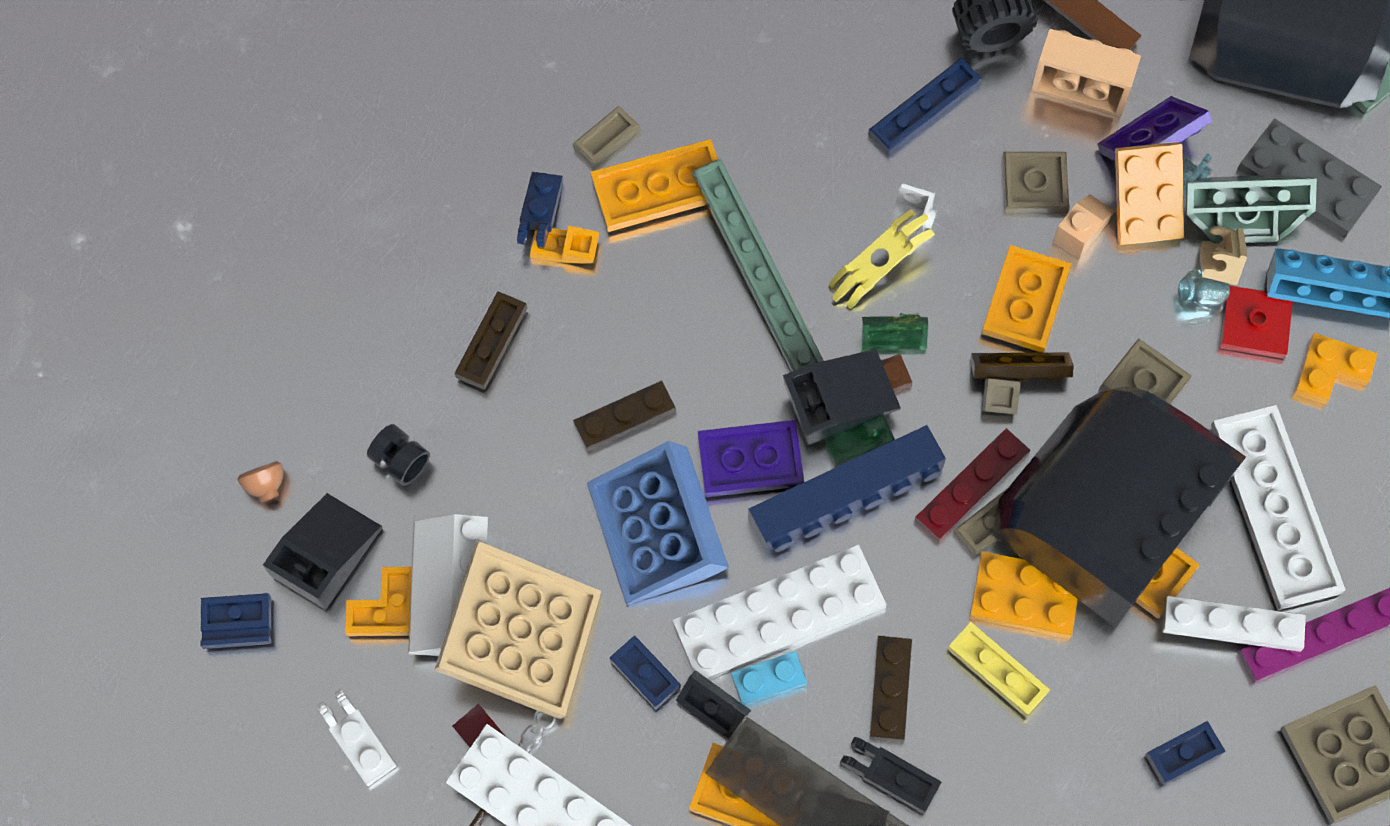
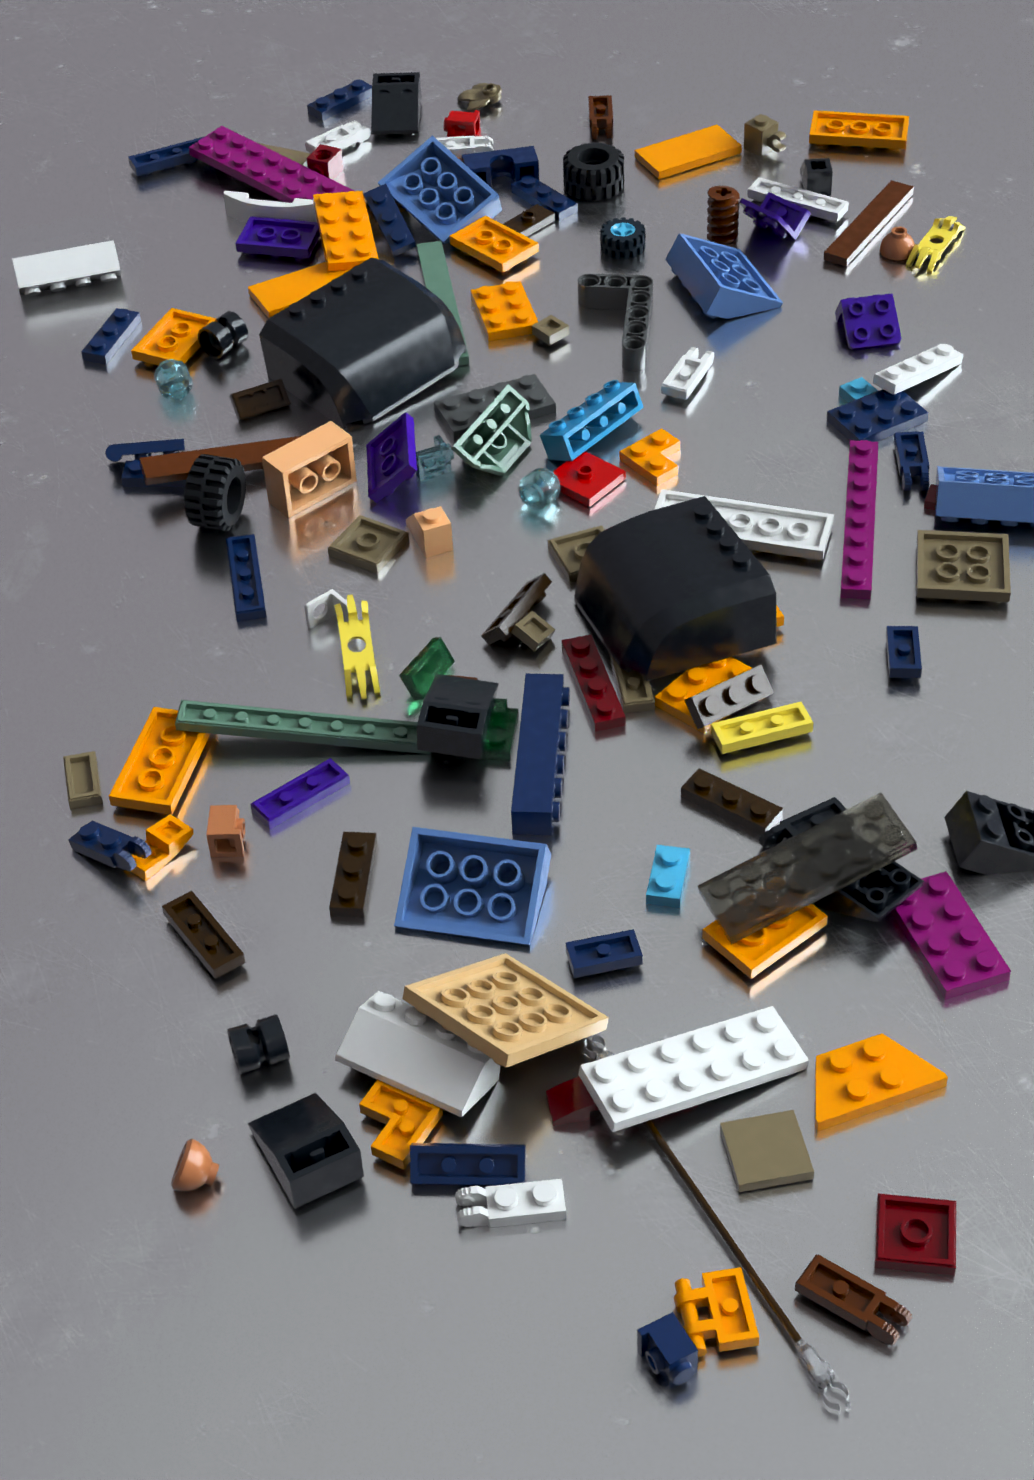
camera: 60 degrees left, 25 degrees down
(235, 620) = (320, 1253): dark blue plate -> none
(369, 684) = (467, 1163): none -> dark blue plate
(607, 286) = (225, 831): none -> nougat brick
(690, 317) = (300, 793): none -> dark purple tile
(712, 704) = (668, 917): black plate -> none
(750, 458) = (464, 798): dark purple plate -> none
(779, 613) = (614, 848): white plate -> none
(1014, 621) = (729, 696): none -> plate
(1026, 298) = (462, 585): light orange plate -> none
(1149, 193) = (440, 475): light orange plate -> none
(1225, 259) = (524, 459): tan hinge -> none
(1234, 623) = (819, 577): white plate -> none

